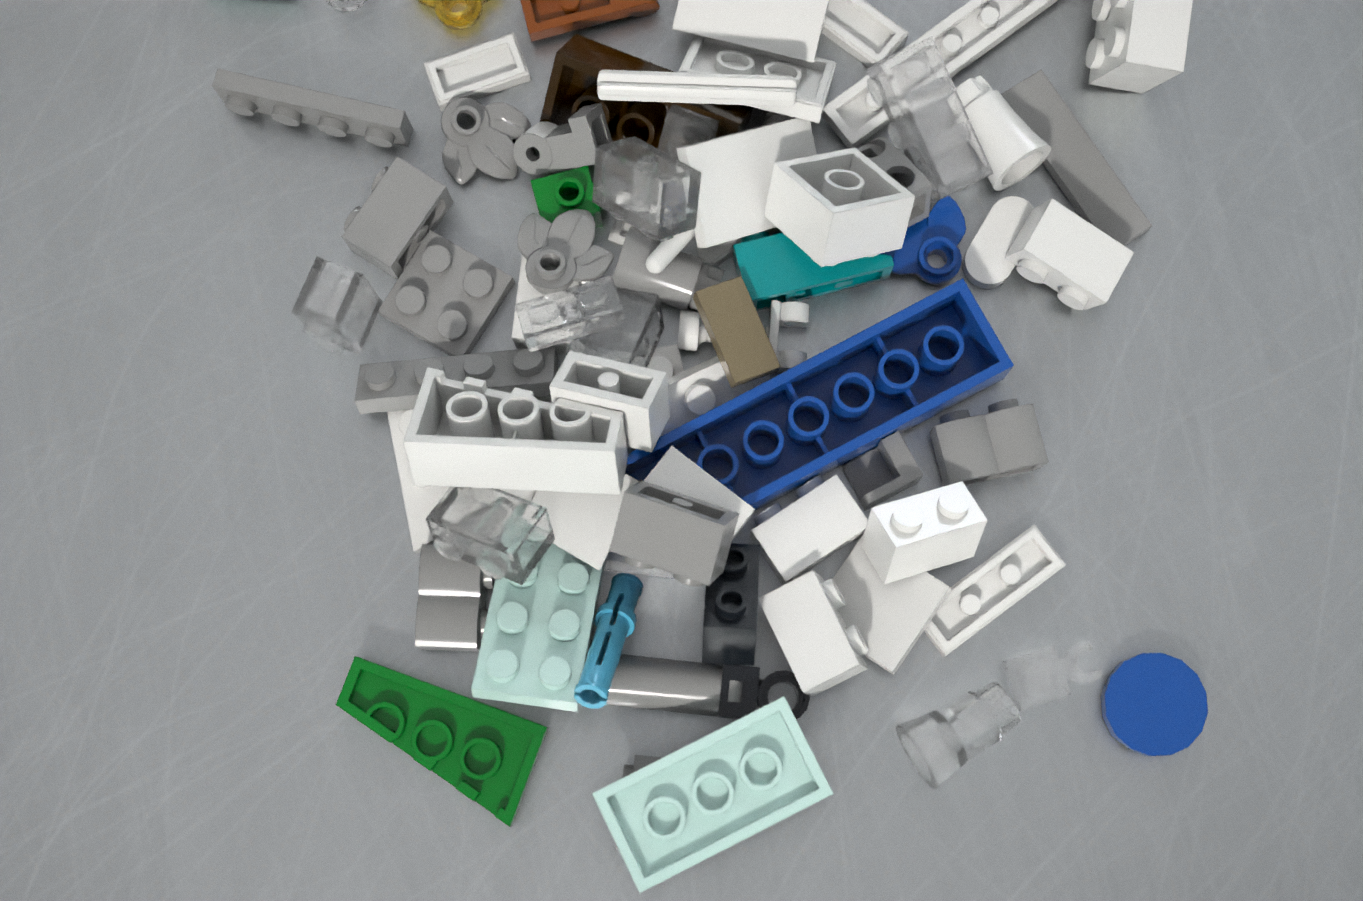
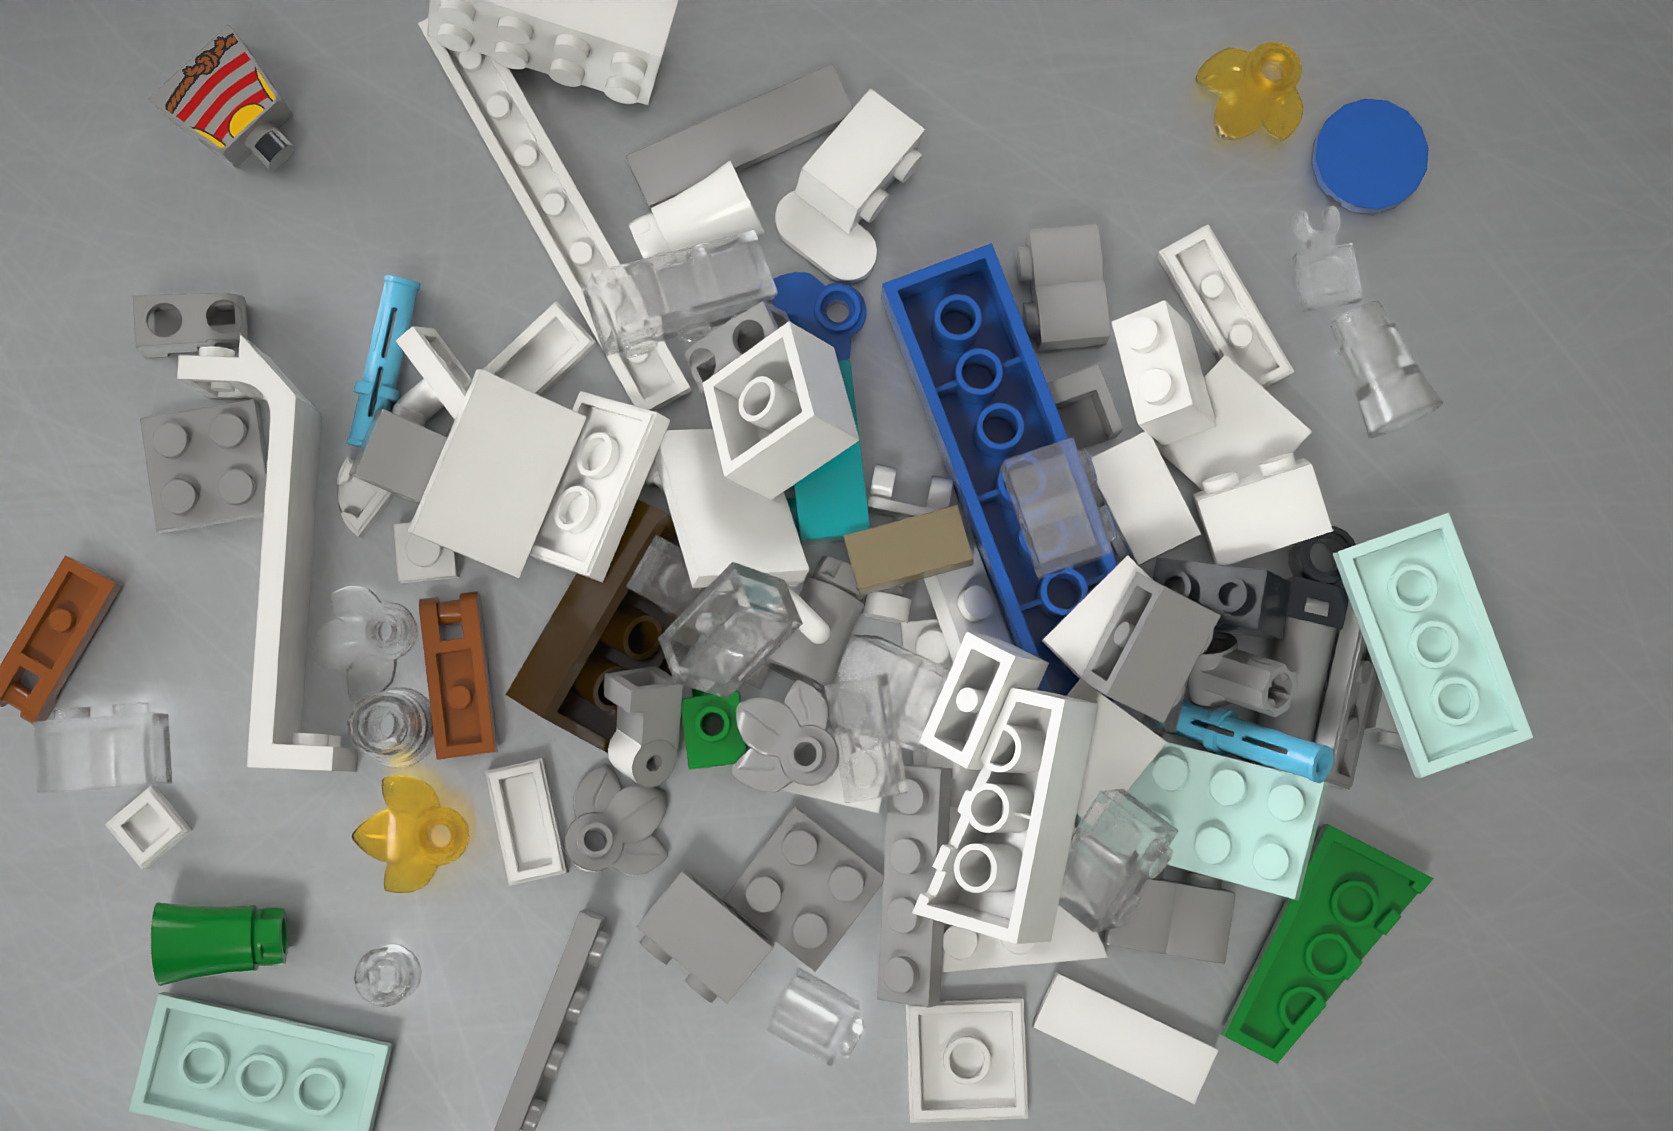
camera: 90 degrees left, 5 degrees up
(317, 447) = (967, 1060): none -> white tile
(348, 575) = (1125, 1038): none -> white tile
(644, 729) = (1347, 702): none -> light grey tile
(663, 624) = (1238, 677): none -> light grey piece
(696, 88) = (616, 555): white axle -> none
(786, 442) = (1058, 507): none -> clear brick
(1189, 587) = (1248, 96): none -> clear yellow plate

